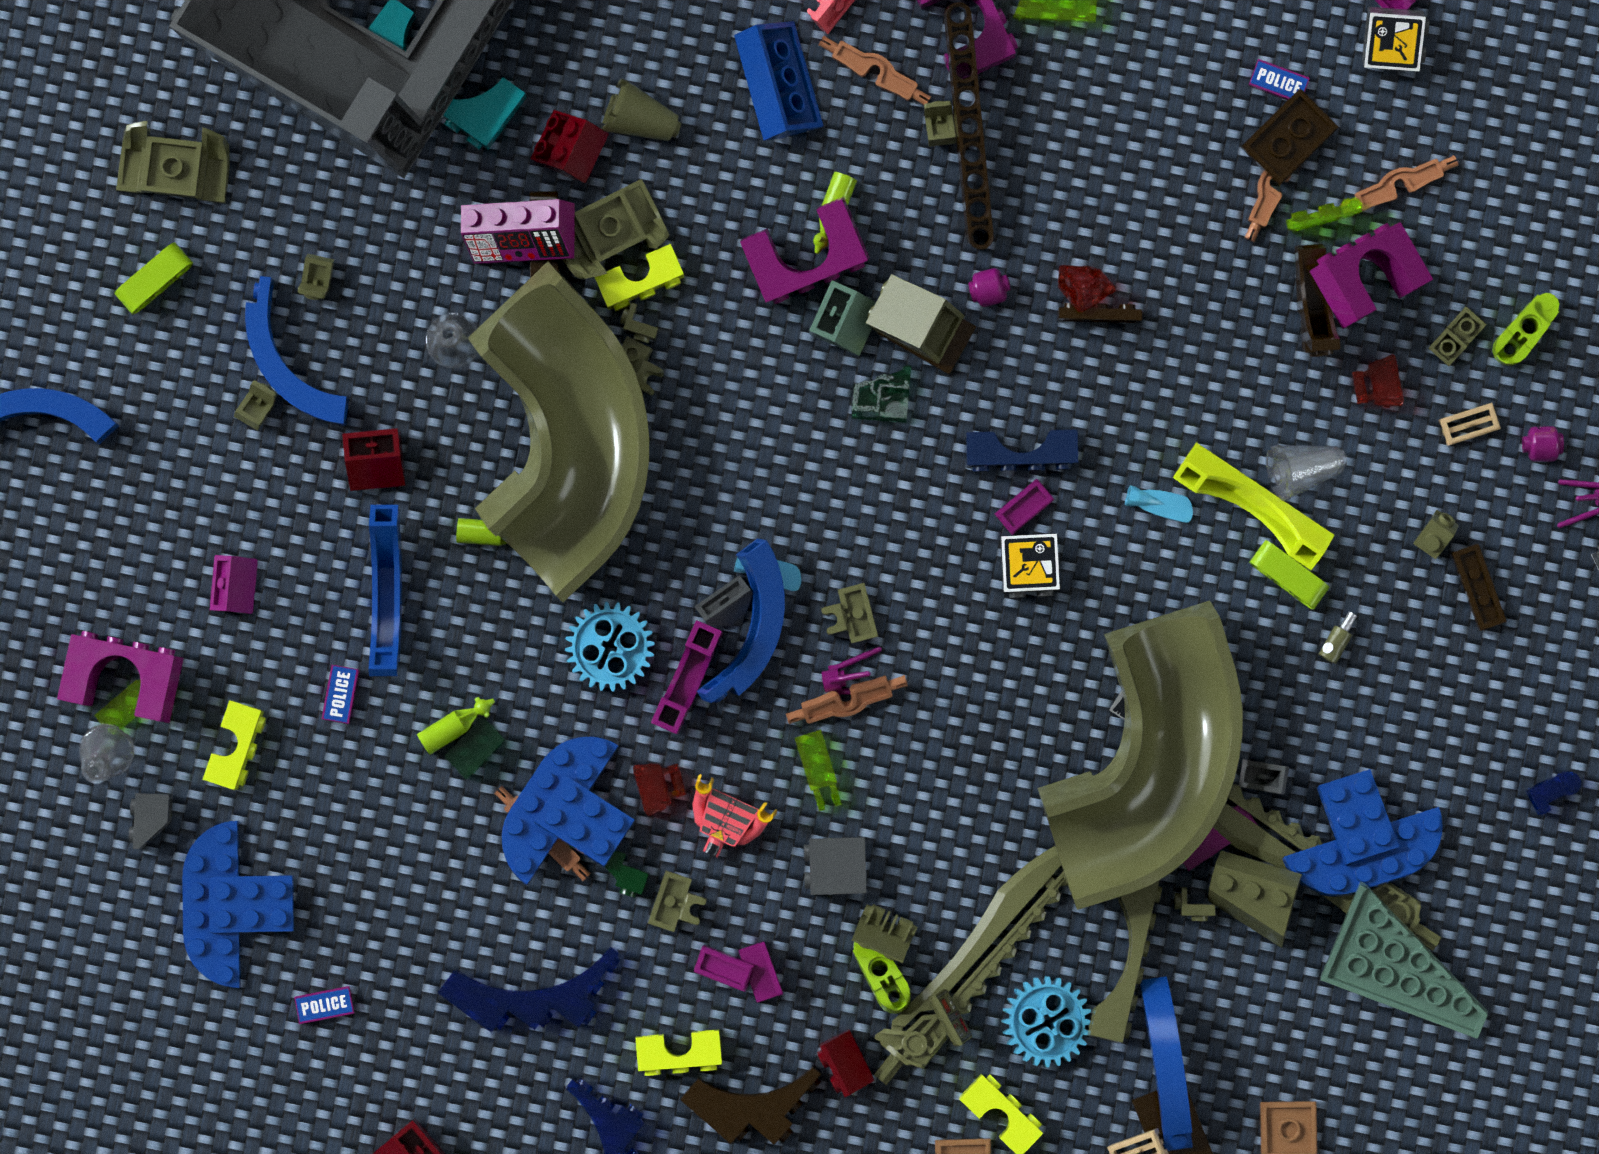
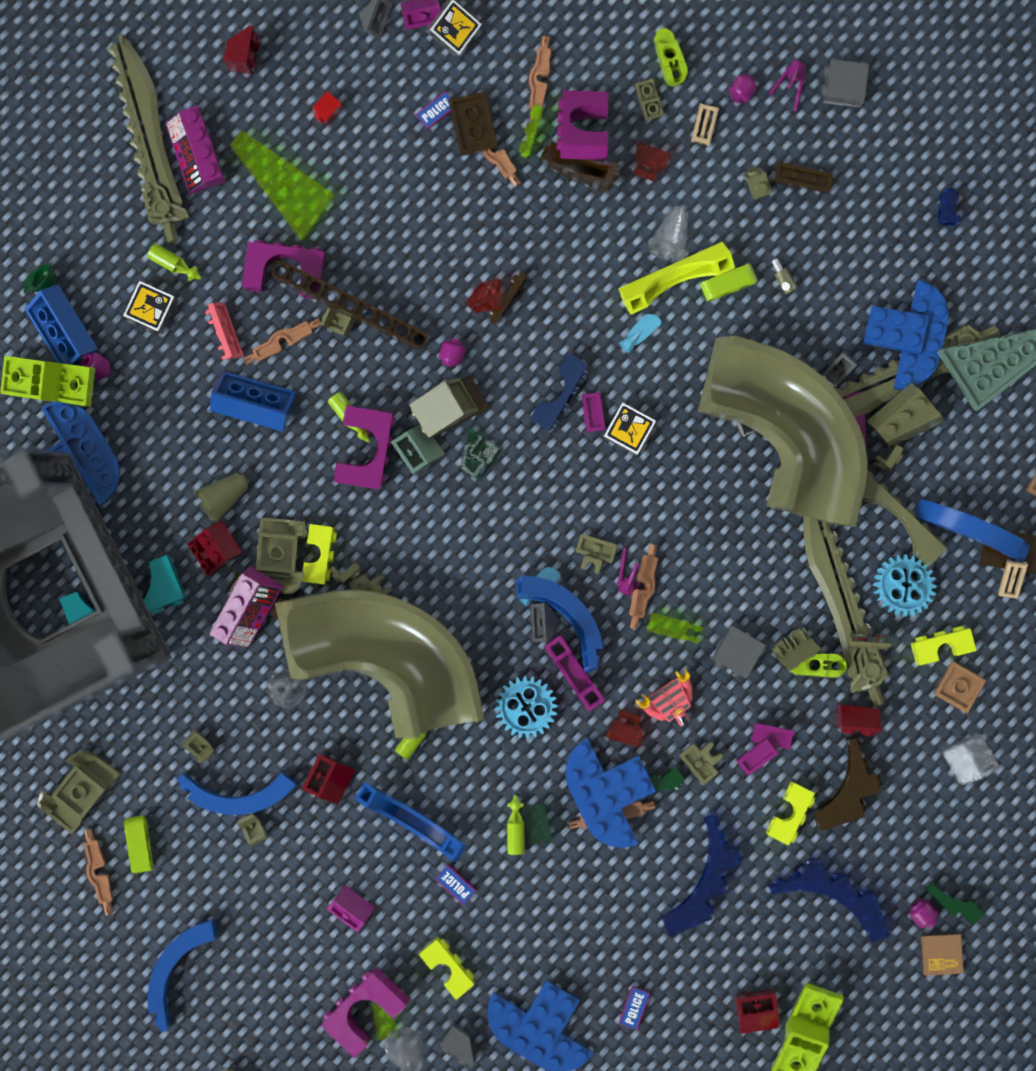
camera: 60 degrees left, 0 degrees up
(101, 239) = (95, 861): none -> nougat piece

